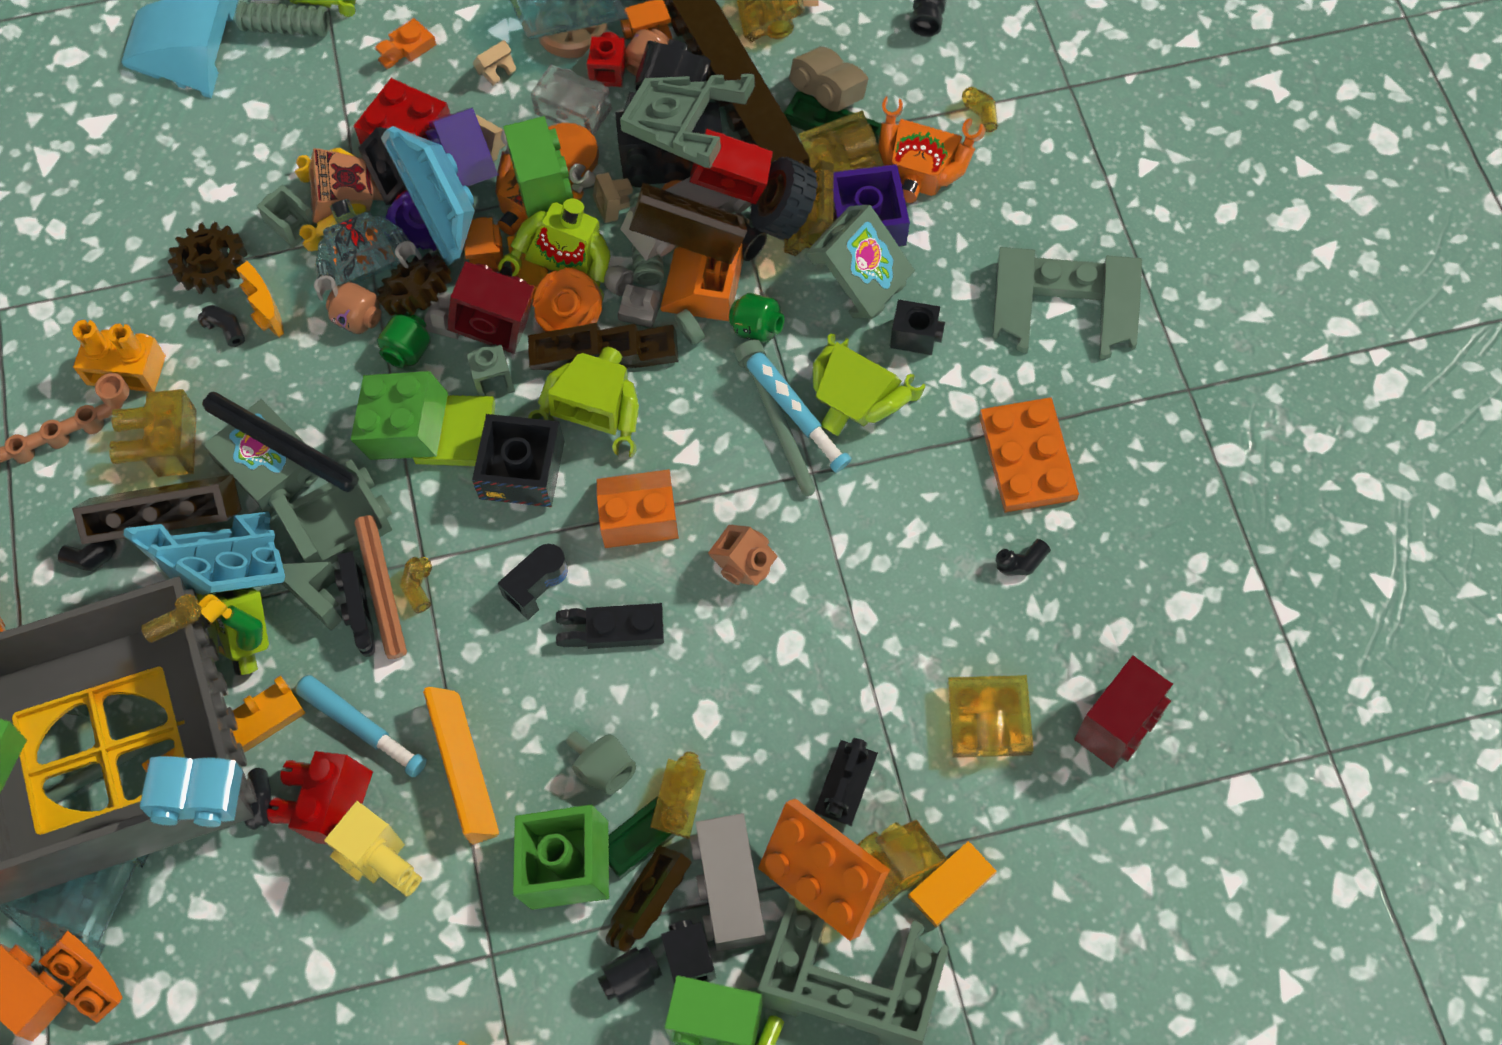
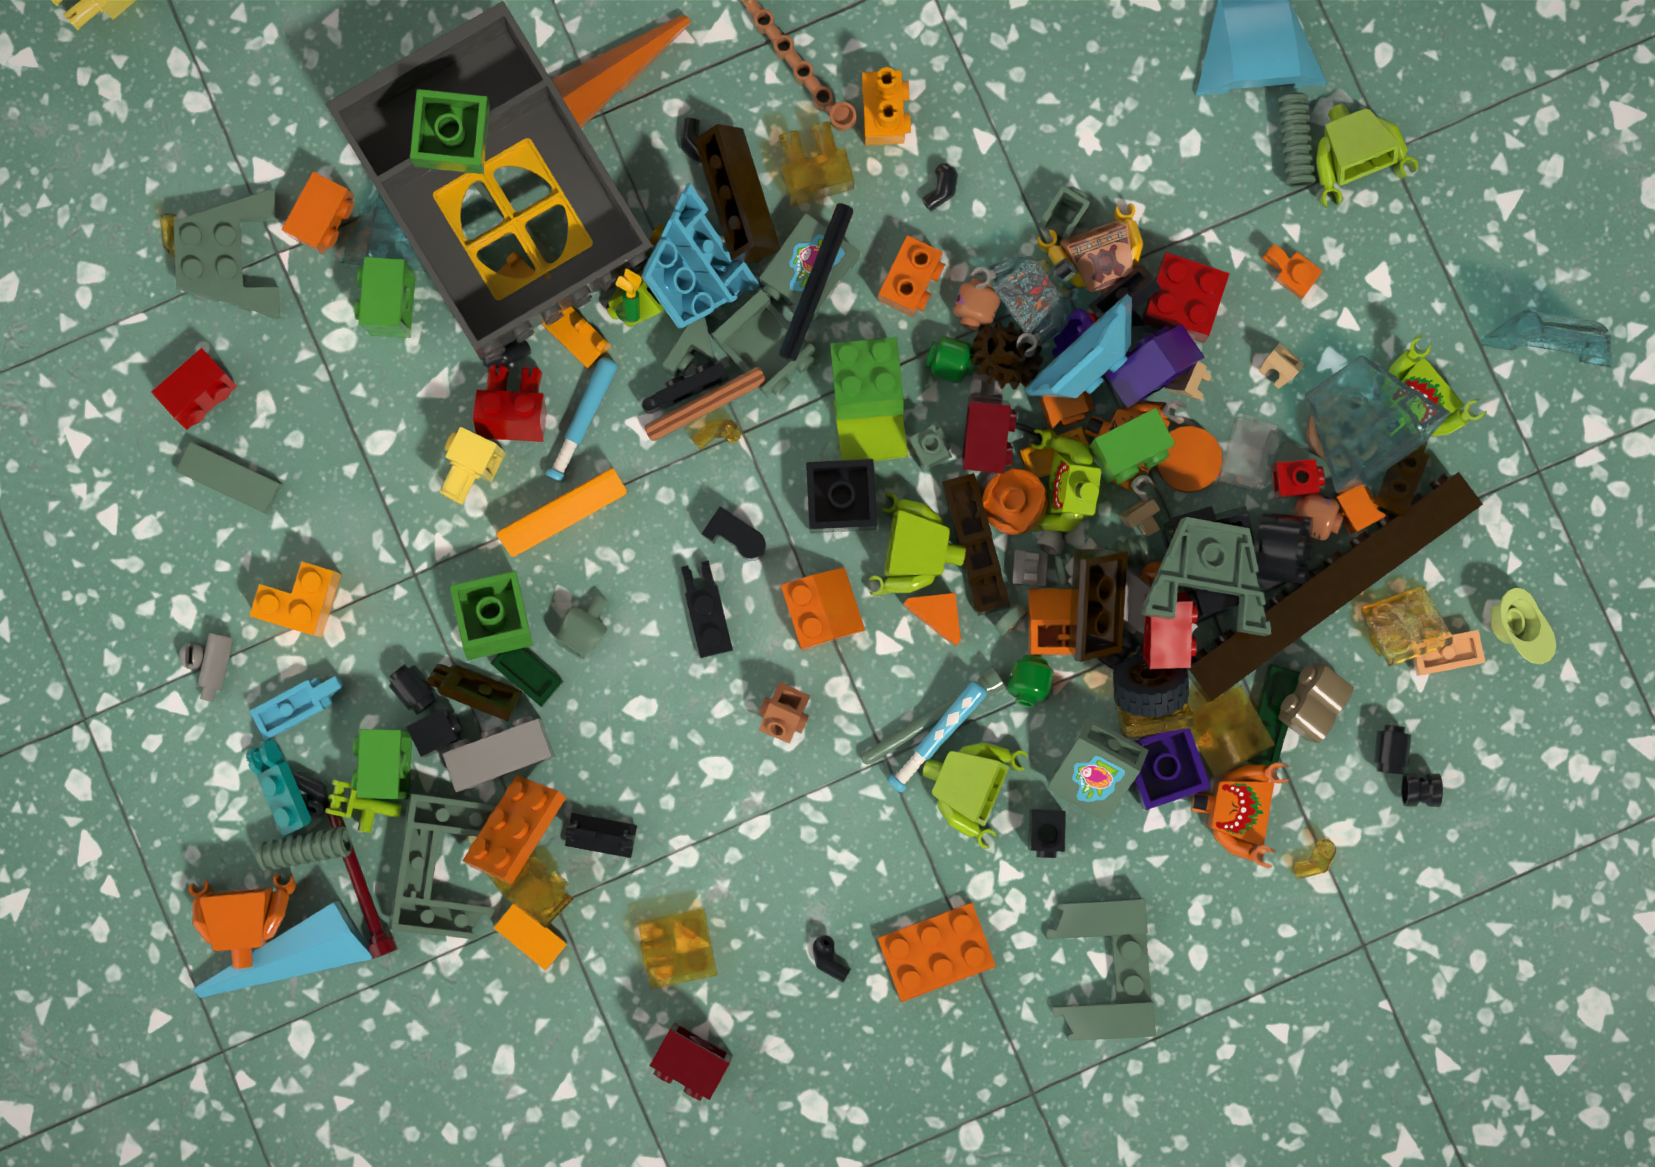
camera: 80 degrees right, 20 degrees up
(92, 987) = (335, 268): orange slope -> none
(143, 919) = (386, 297): none -> bright green brick
(186, 613) = (604, 258): clear yellow arm -> none
(191, 790) = (462, 319): medium azure brick -> none
(207, 257) = (994, 147): dark brown gear -> none
(265, 310) = (963, 222): light orange slope -> none
(305, 362) = (910, 277): none -> orange brick
(670, 391) = (938, 613): none -> orange slope
(679, 795) = (562, 699): clear yellow hinge -> none
(885, 29) = (1392, 750): none -> black brick

